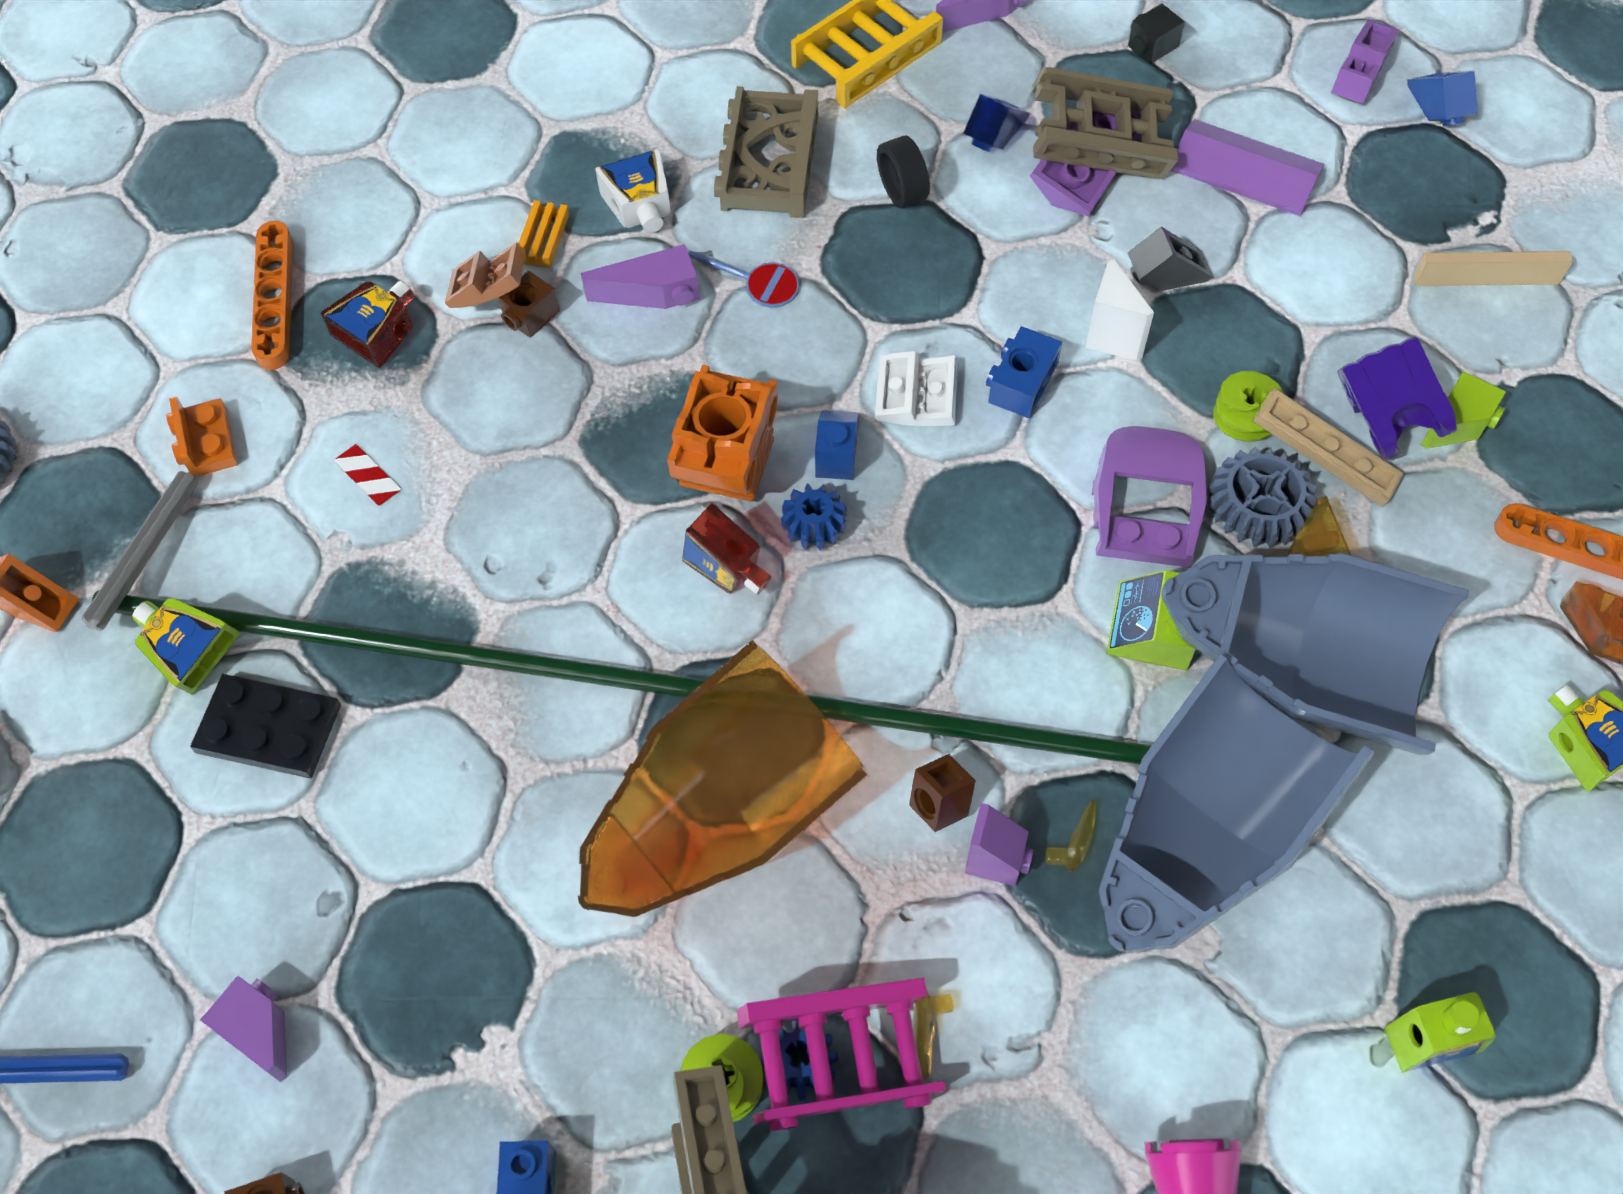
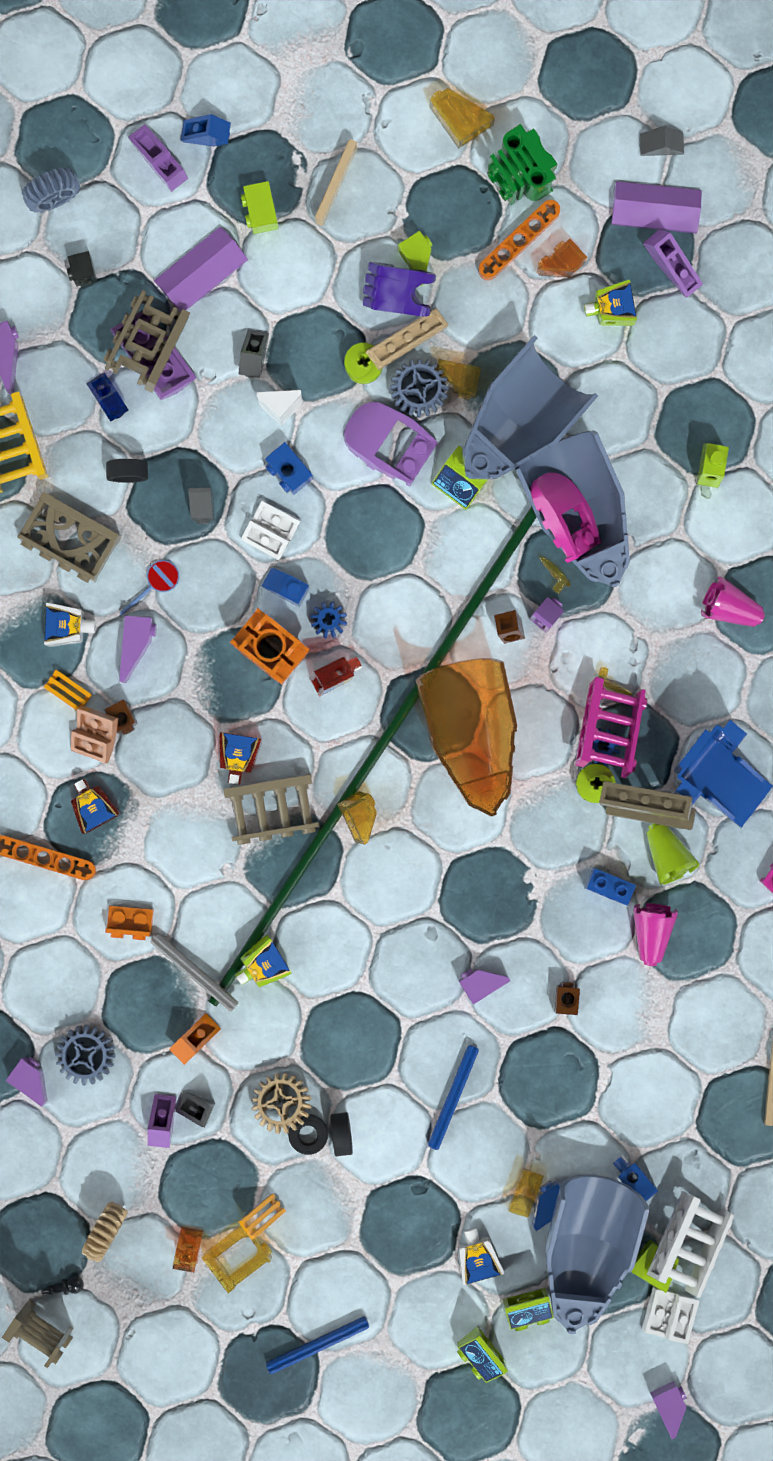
camera: 70 degrees left, 25 degrees up
(266, 726) = (324, 936): black plate -> none
(367, 474) = (191, 842): sticker -> none
(482, 525) = (258, 791): none -> dark tan fence
(499, 686) = (359, 815): none -> clear yellow slope
(532, 476) = (238, 755): none -> torso
(905, 277) = (201, 505): none -> dark grey slope
(1223, 762) = (556, 495): none -> dark pink slope
(1385, 193) = (260, 208): none -> lime brick

